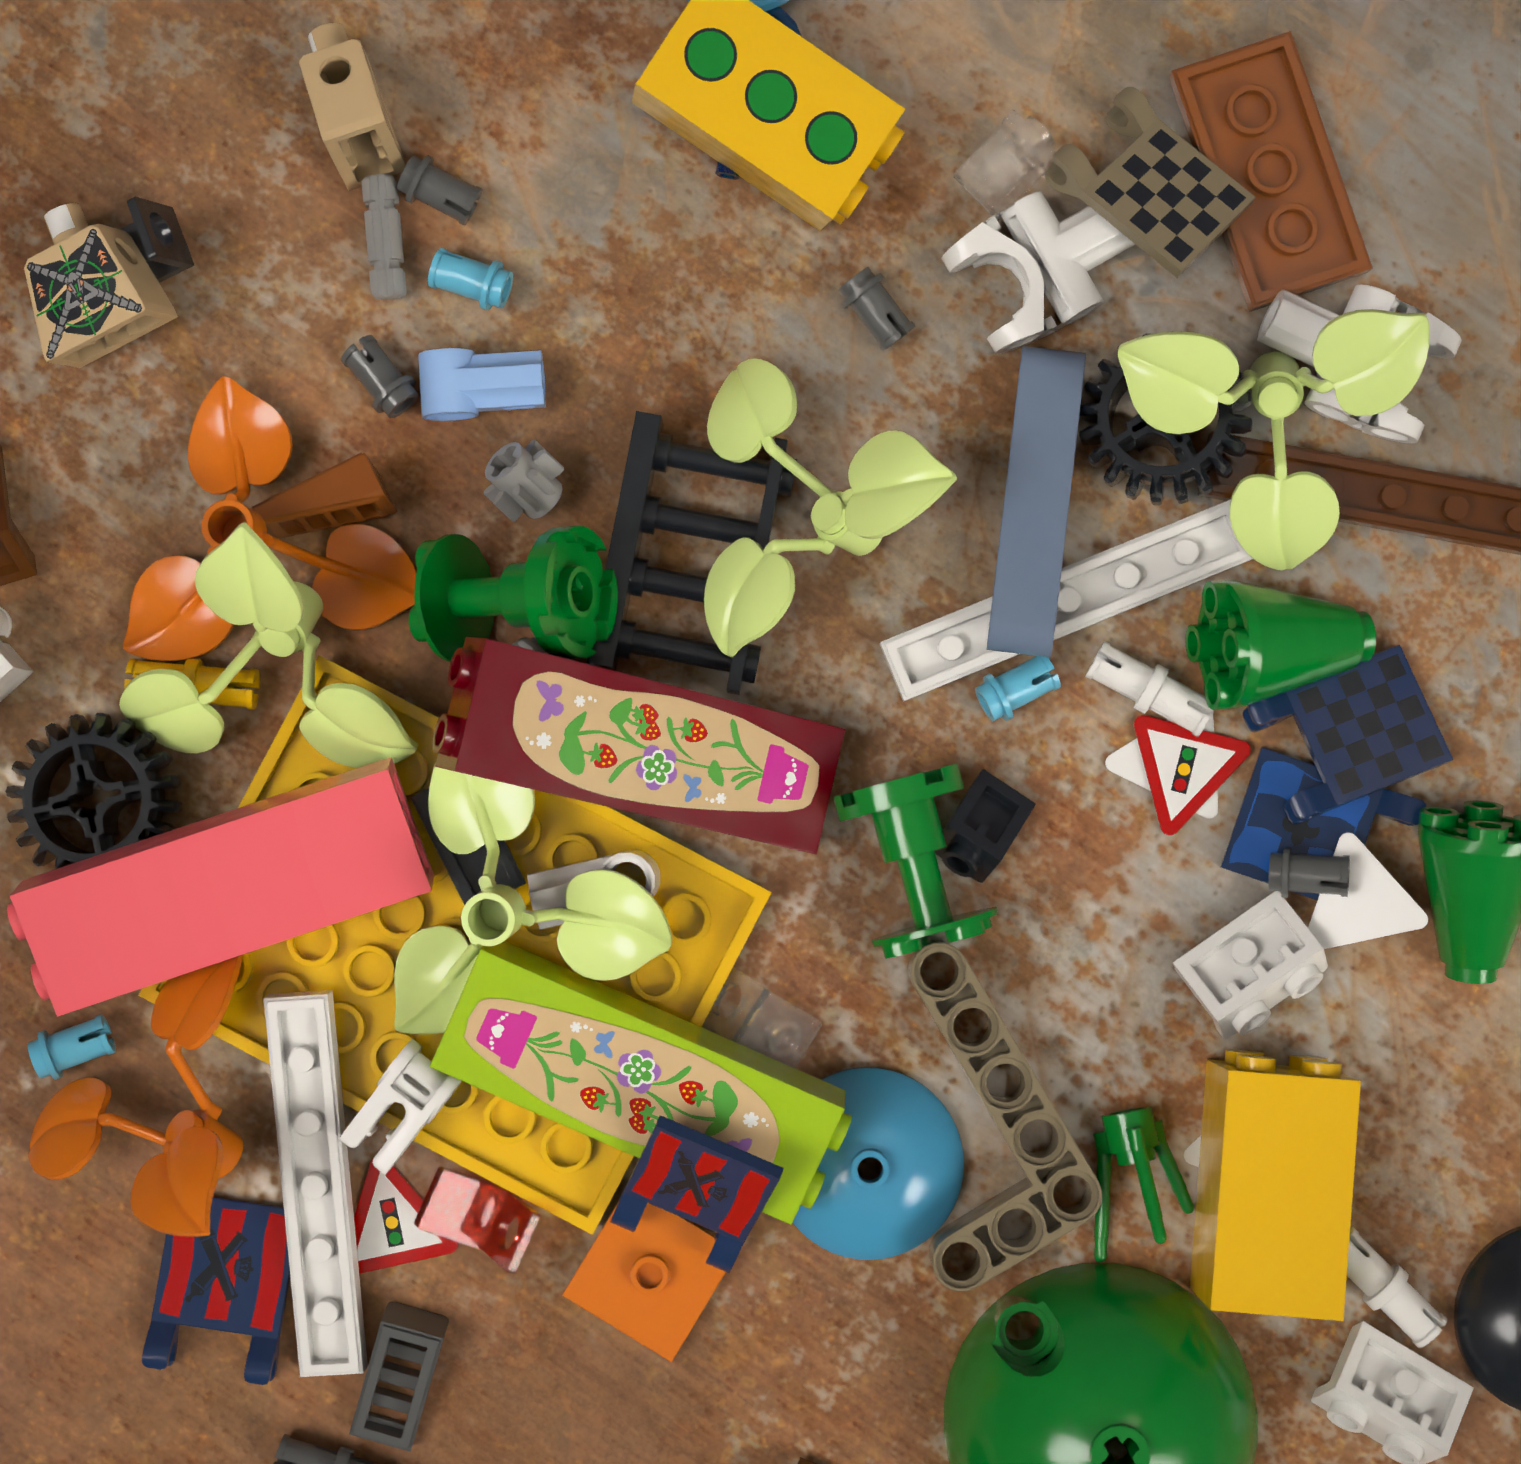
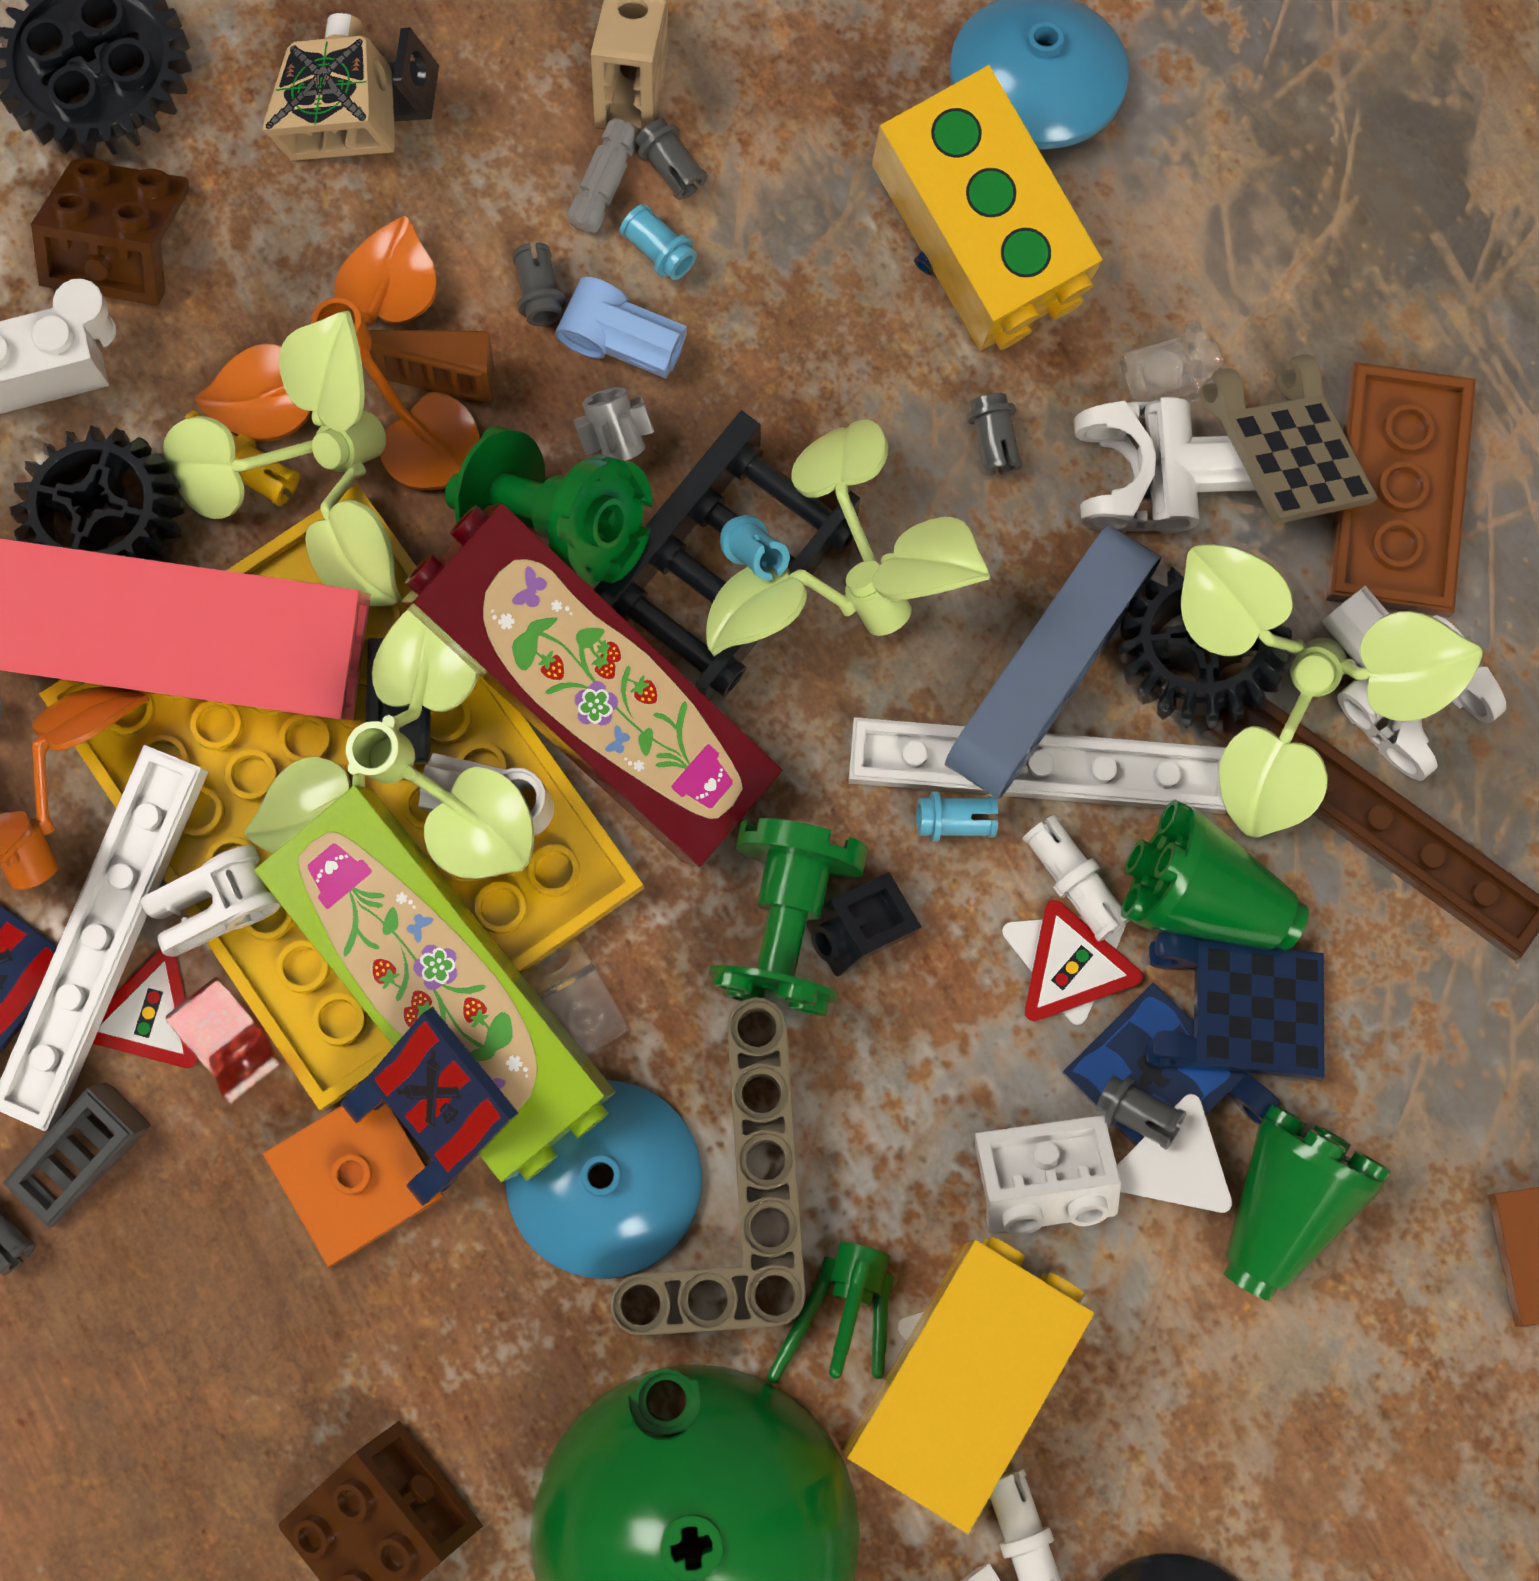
camera: 25 degrees right, 10 degrees down
(708, 536) = (748, 543): none -> medium azure pin

